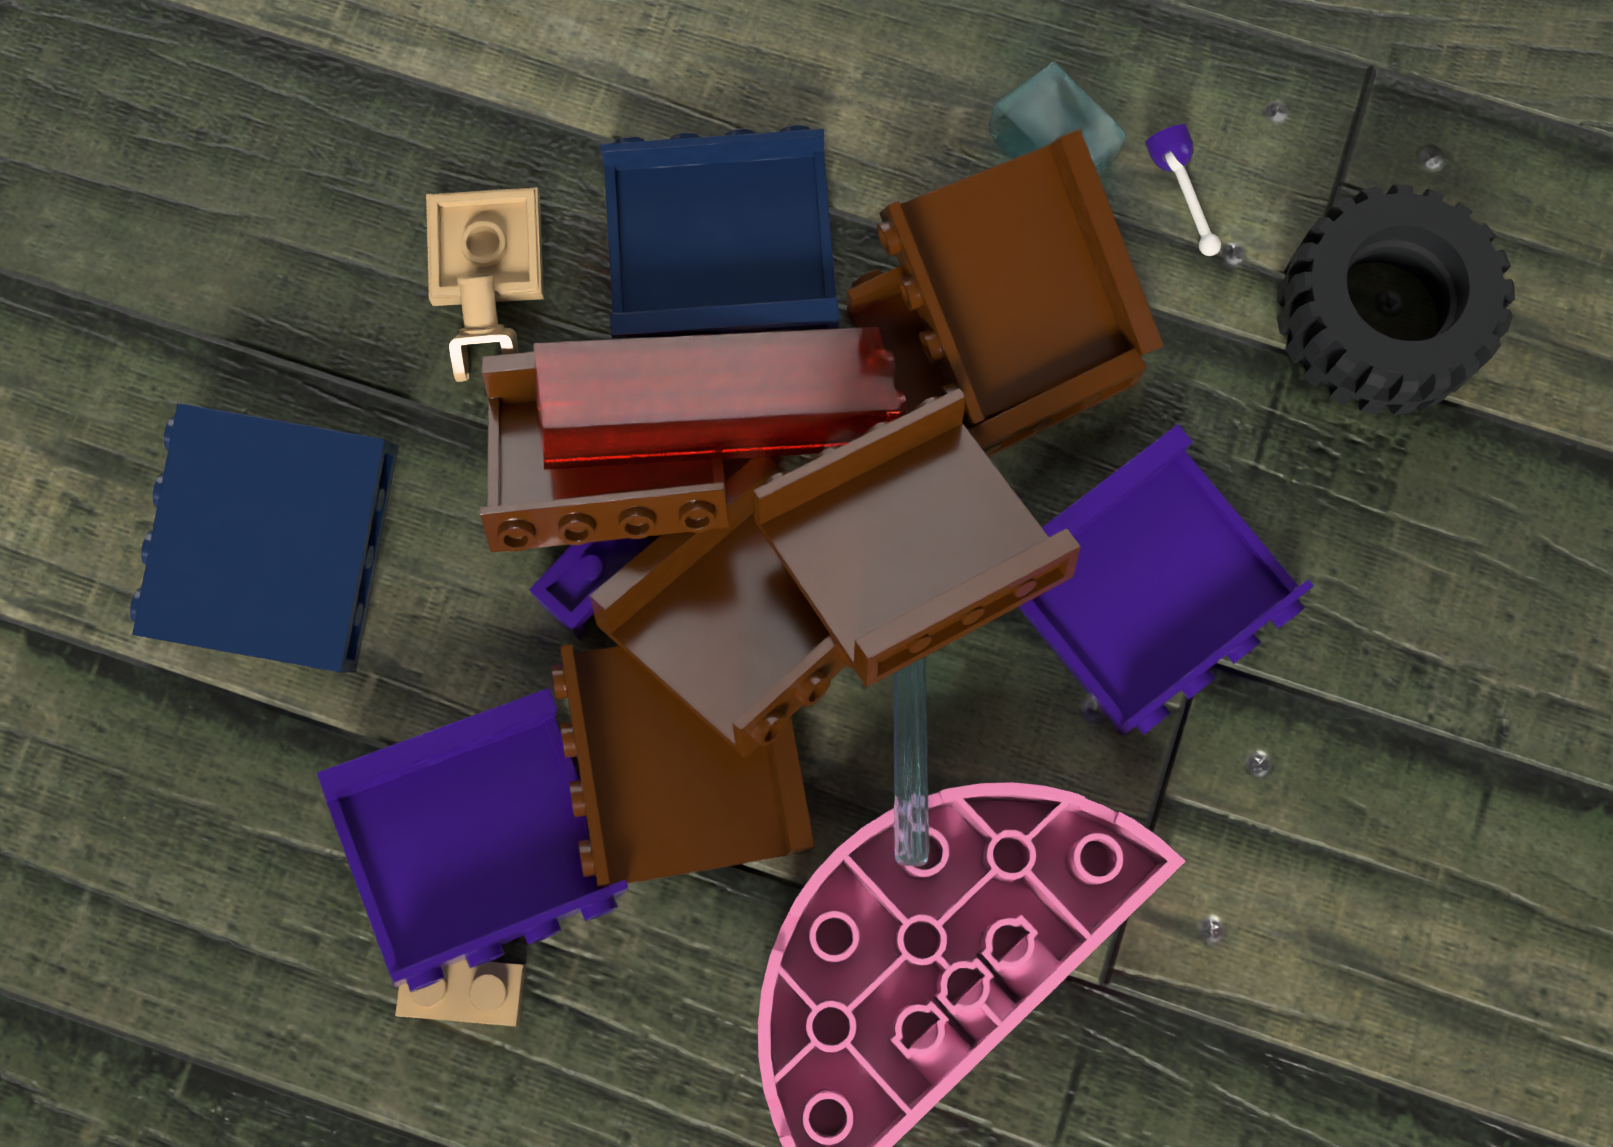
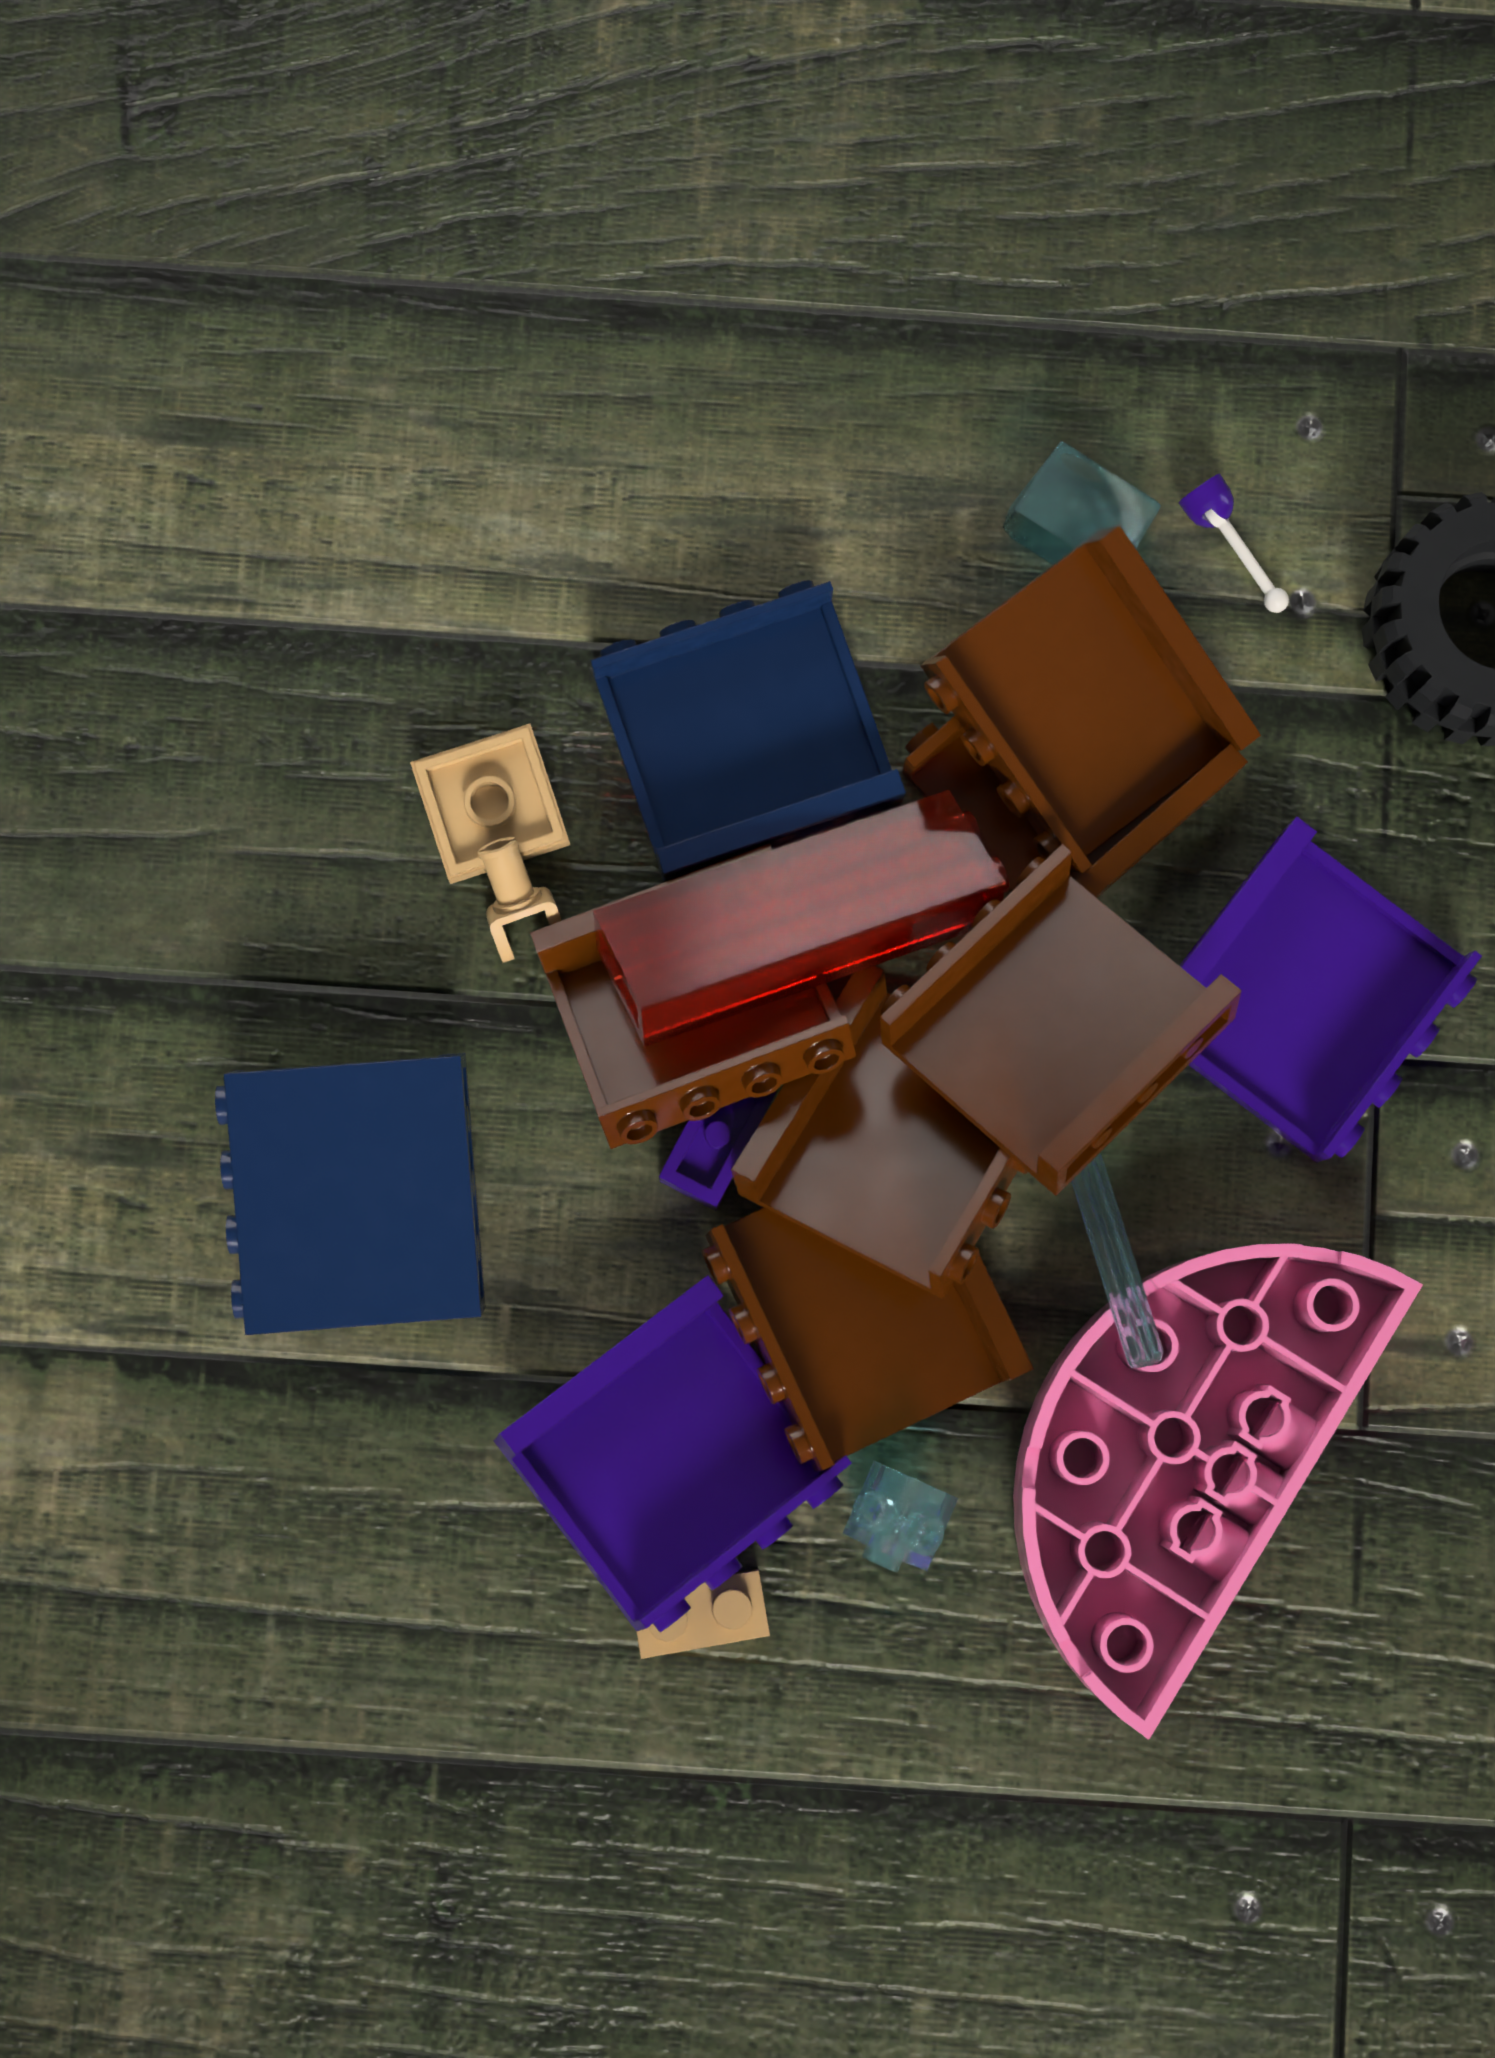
camera: 20 degrees left, 5 degrees up
(658, 950) = (899, 1518): none -> clear light blue brick

